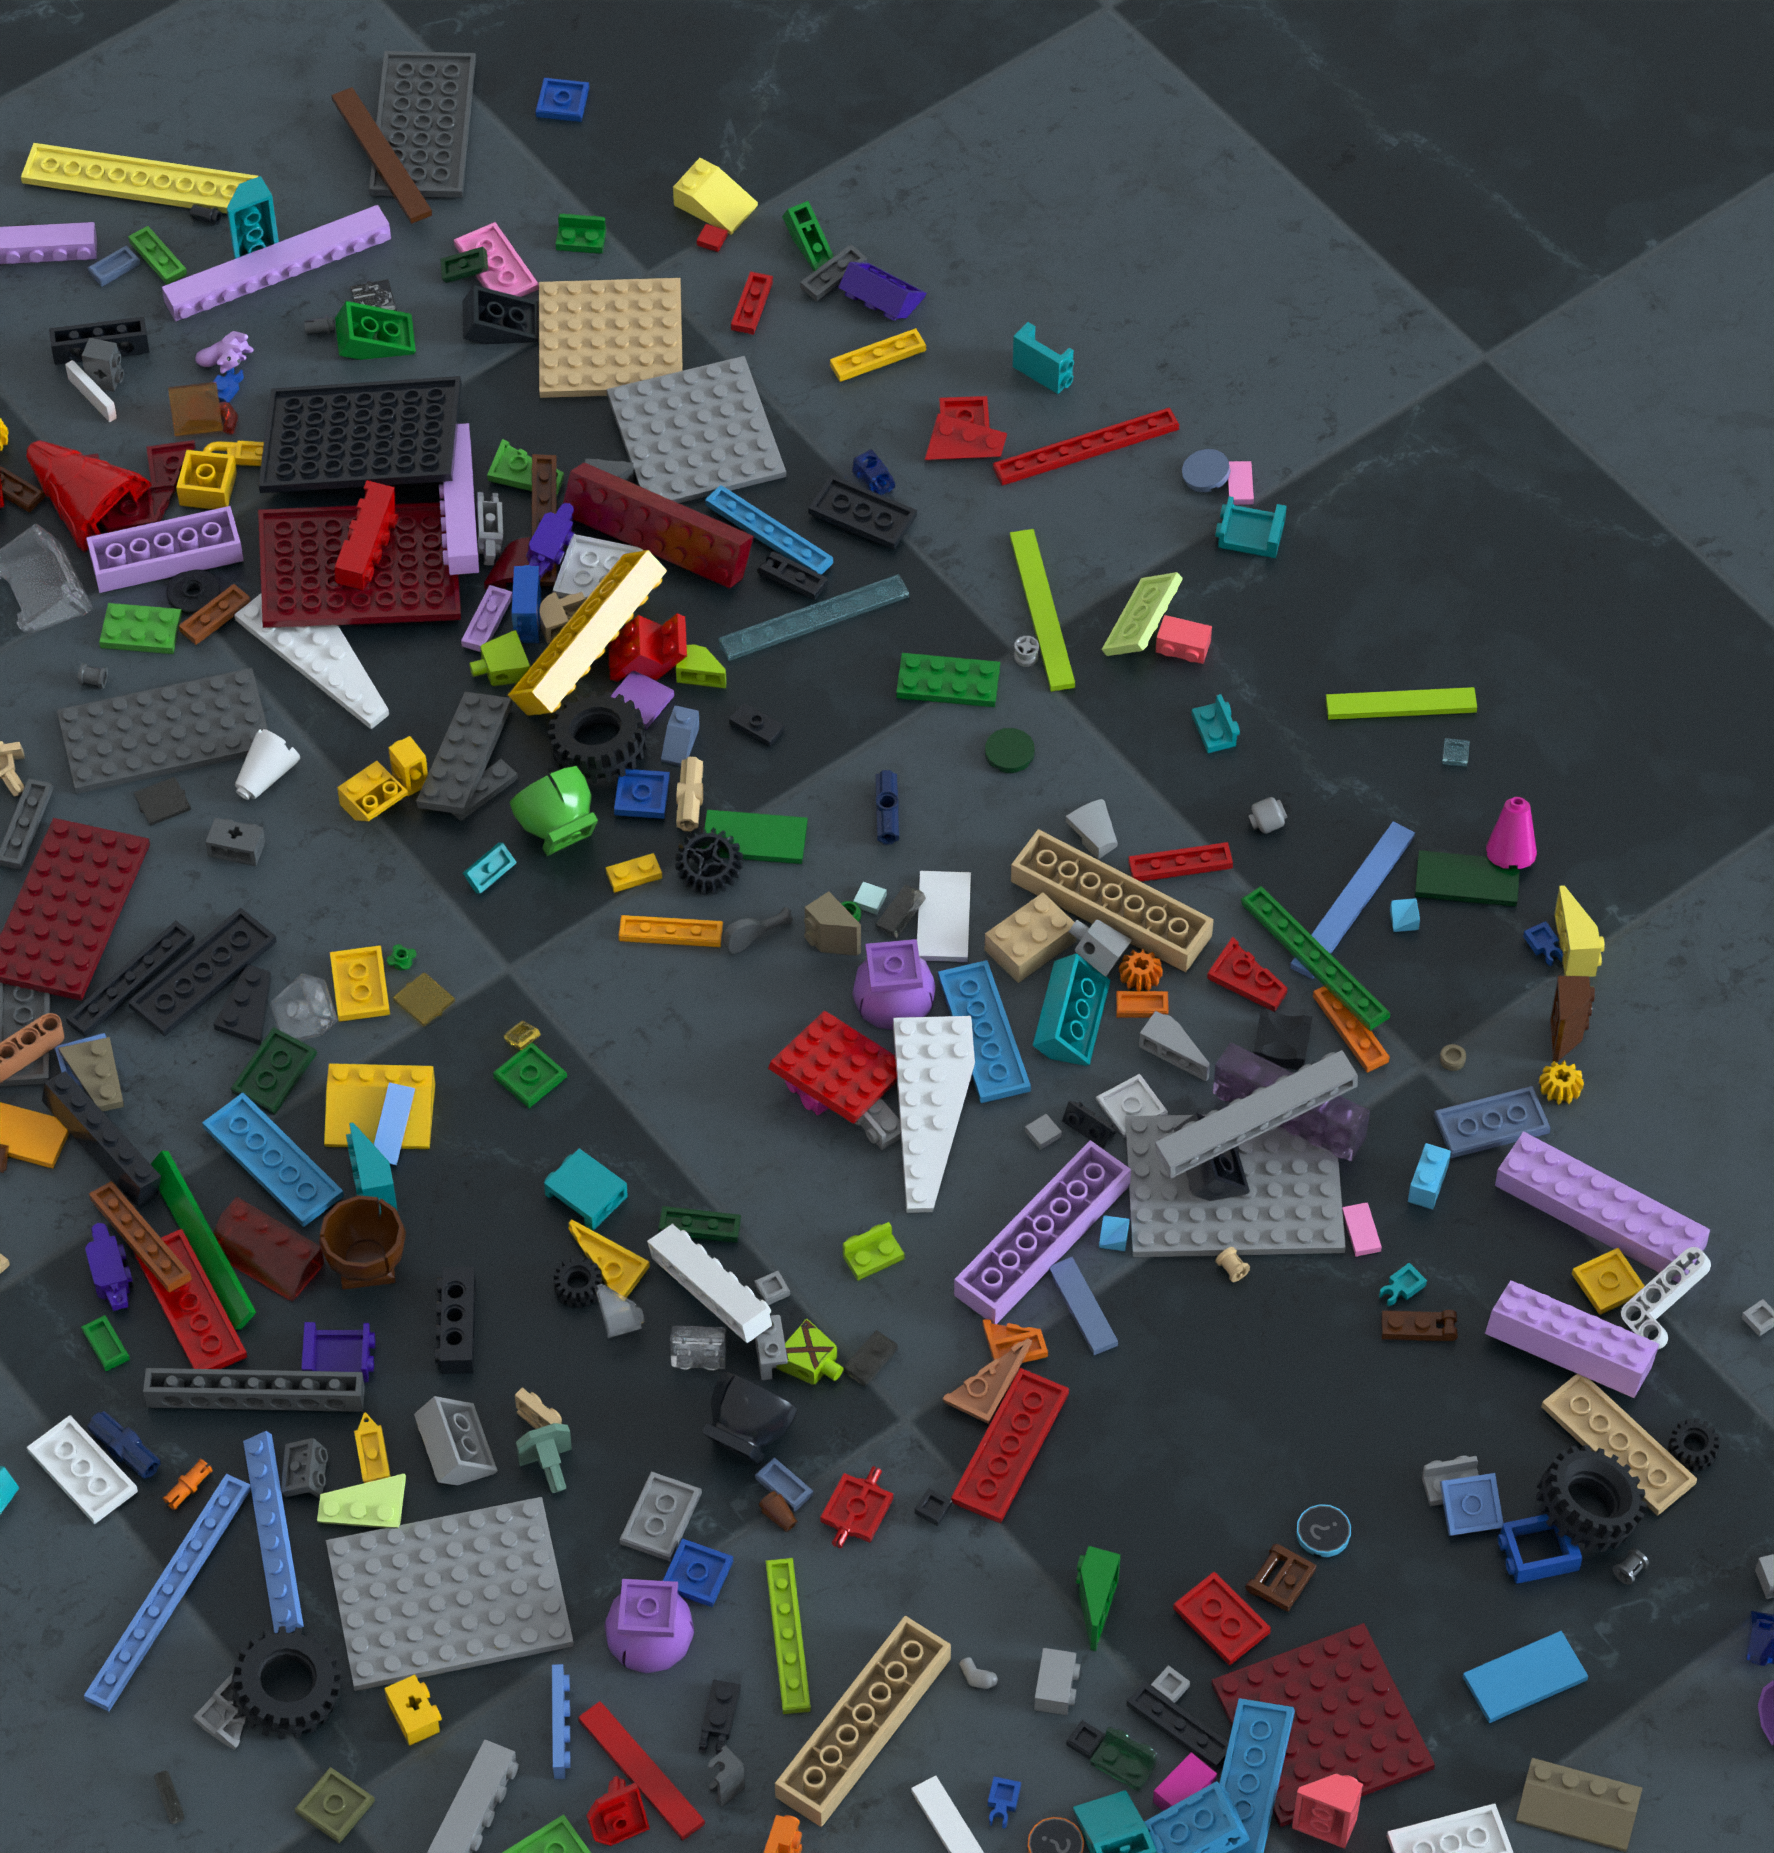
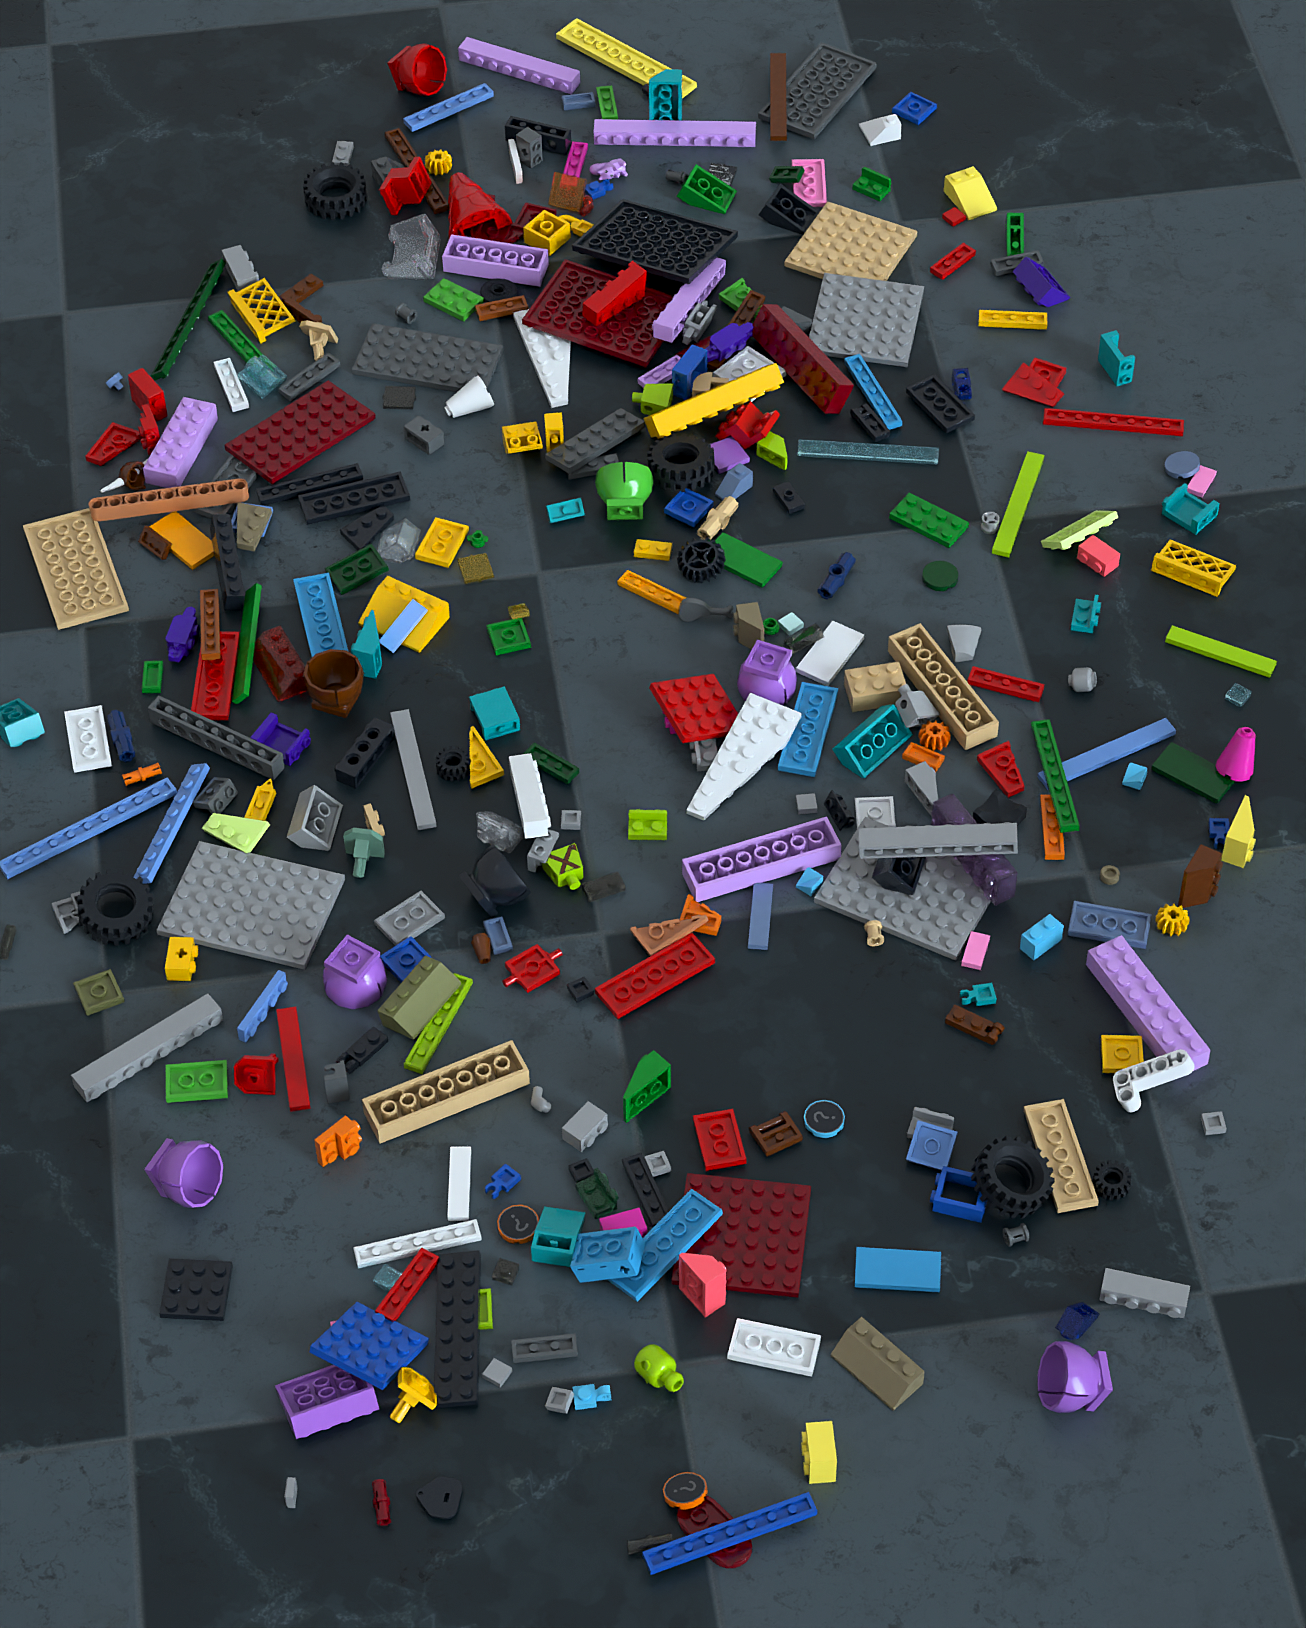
camera: 30 degrees right, 5 degrees down
(168, 356) = (576, 158): none -> dark pink tile
(531, 1314) = (413, 769): none -> light grey tile
(541, 147) = (882, 129): none -> white slope
(618, 1312) = (462, 790): clear slope -> none
(749, 1616) = (418, 998): none -> olive slope
(1302, 615) = (1192, 574): none -> yellow fence
(1572, 1338) = (1069, 1076): lavender brick -> none

